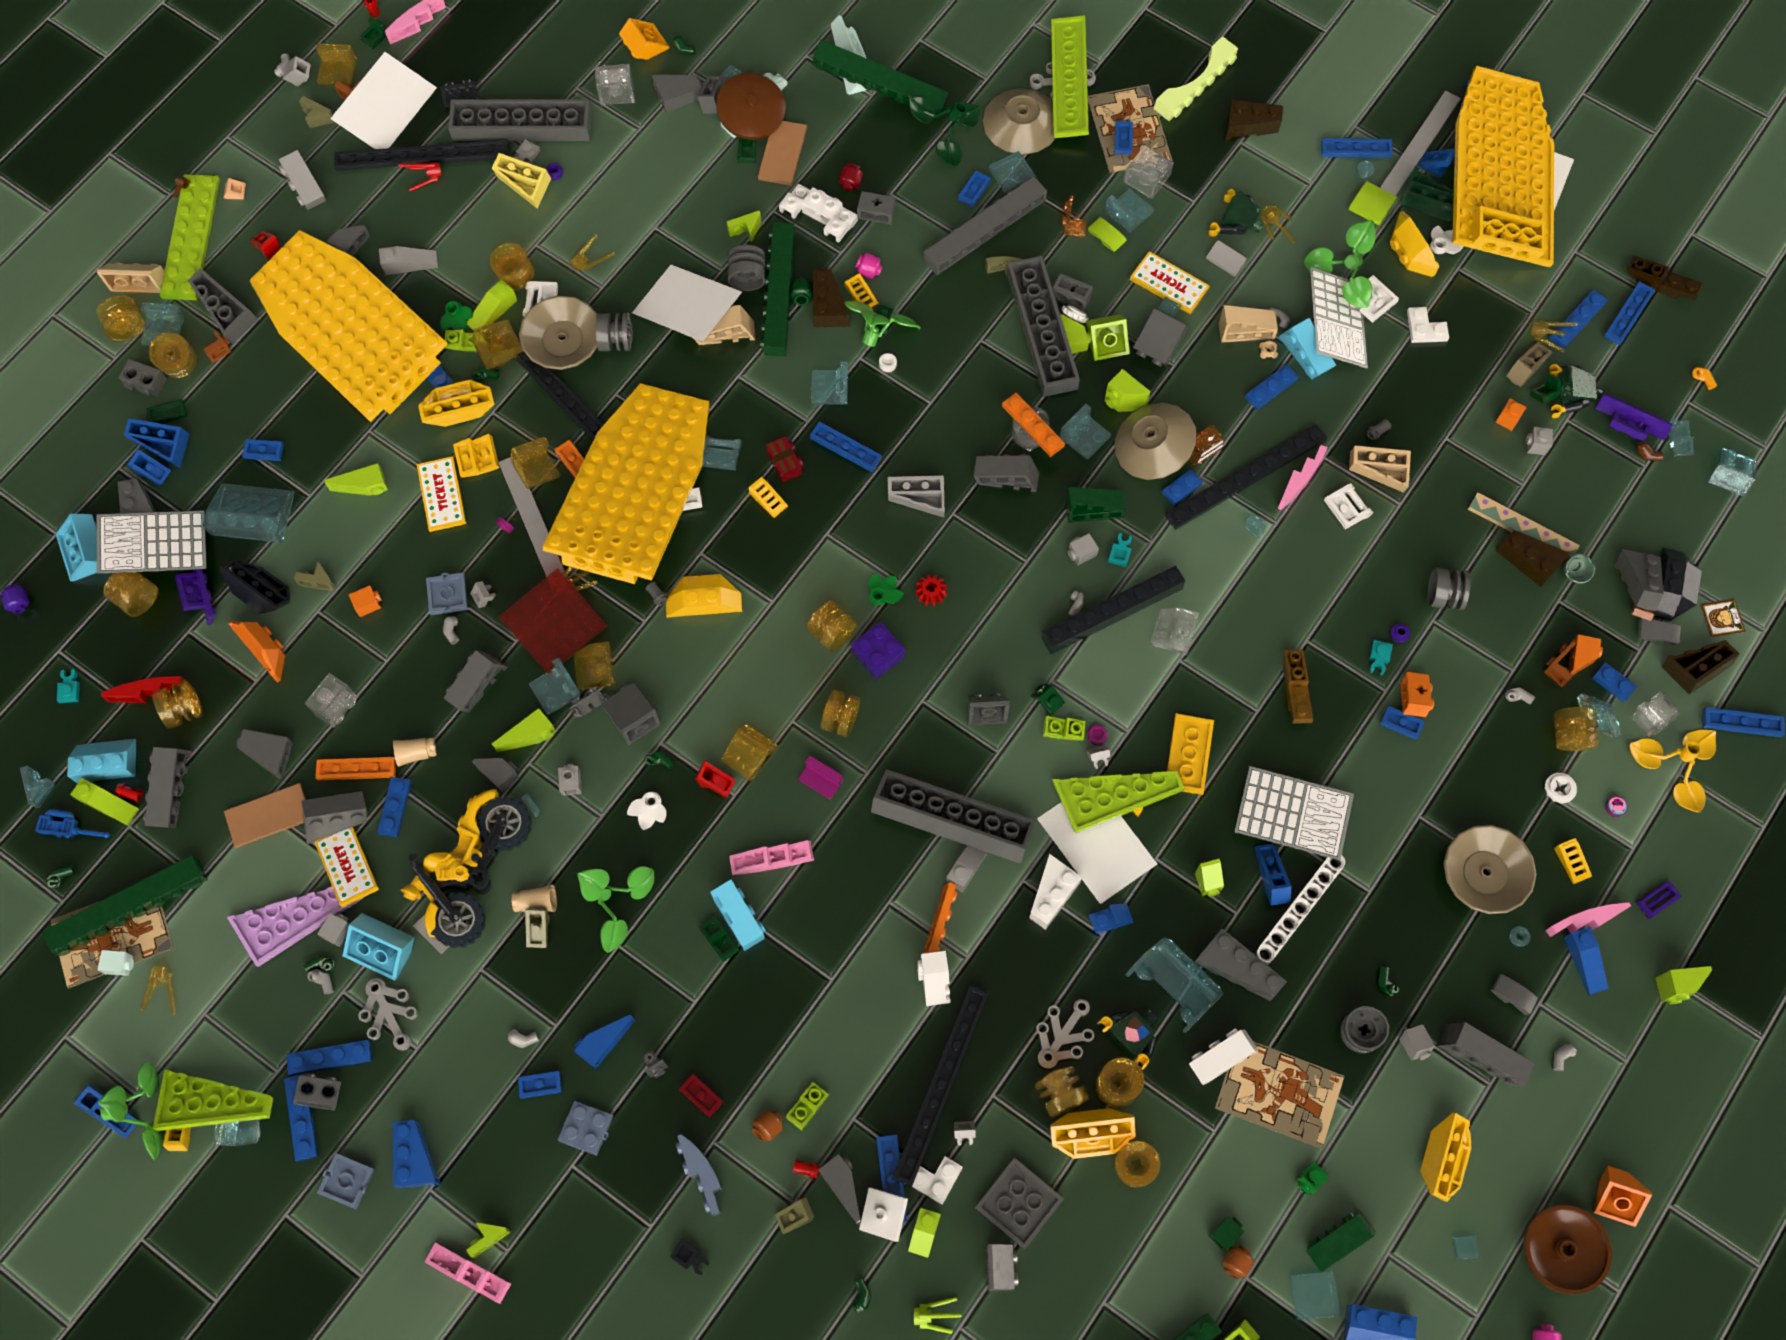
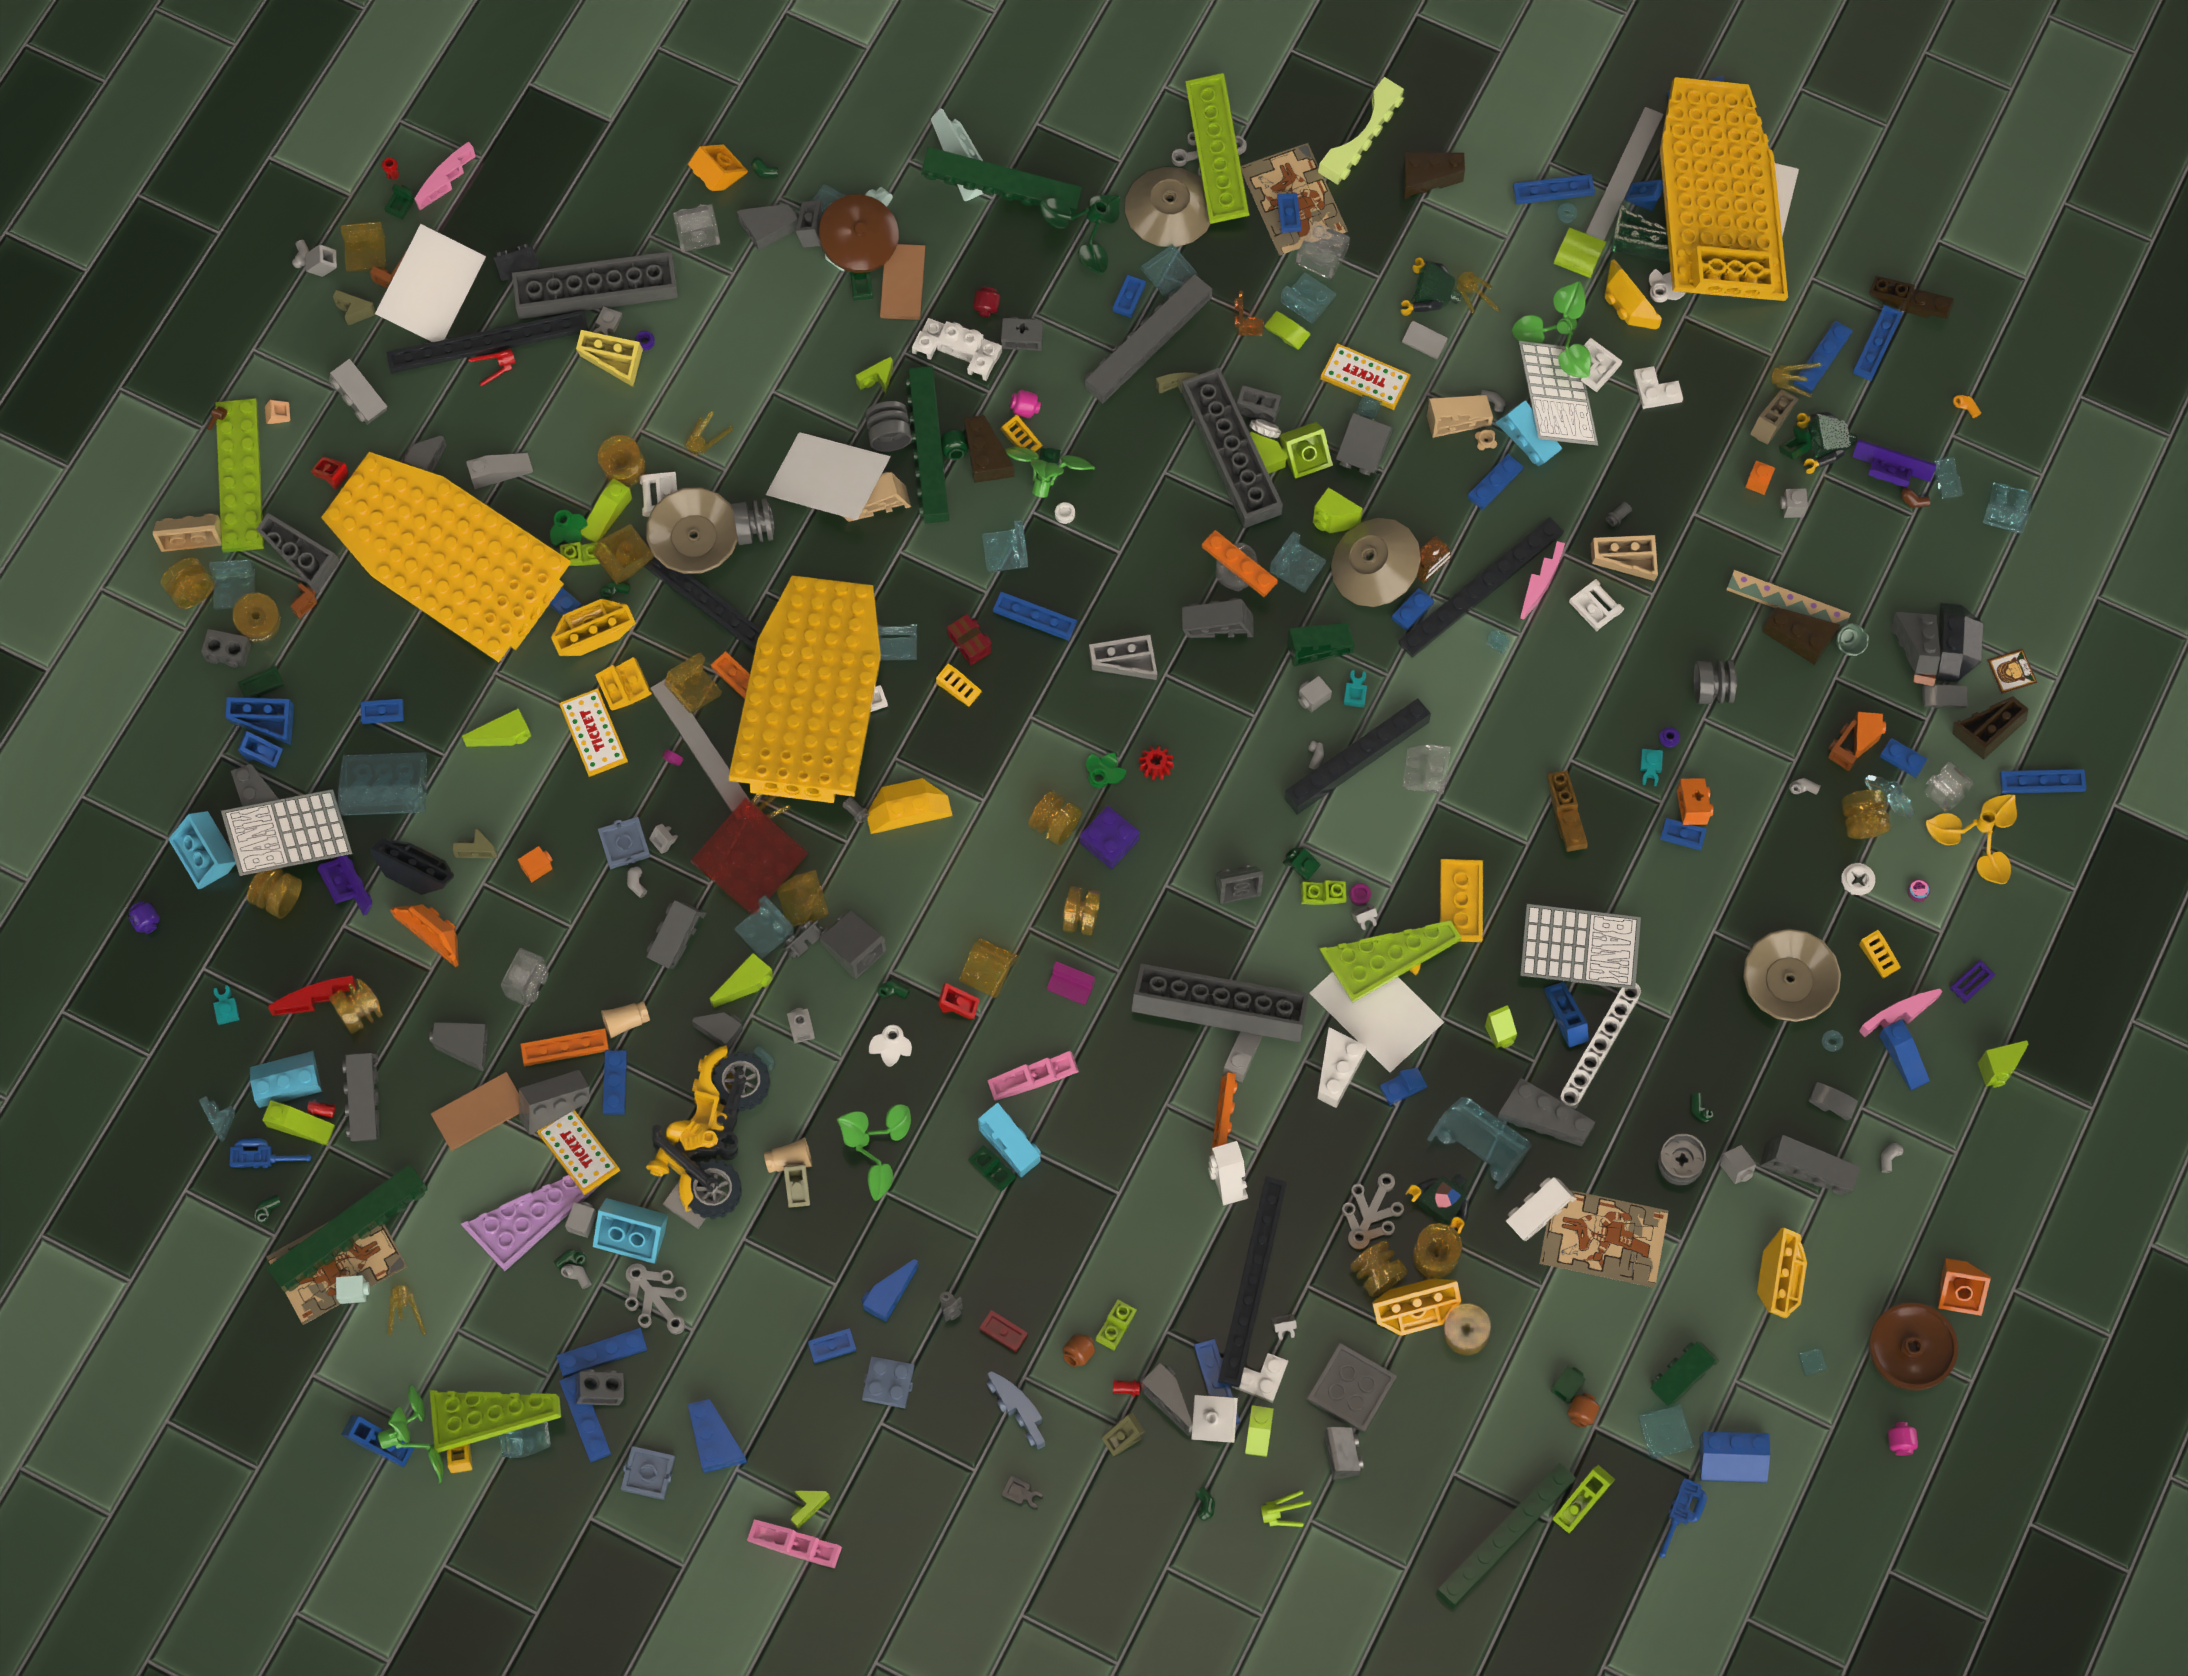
camera: 10 degrees left, 0 degrees up
(520, 1040) = (802, 1304): light grey arm -> none
(1311, 1179) = (1647, 1318): green bracket -> none

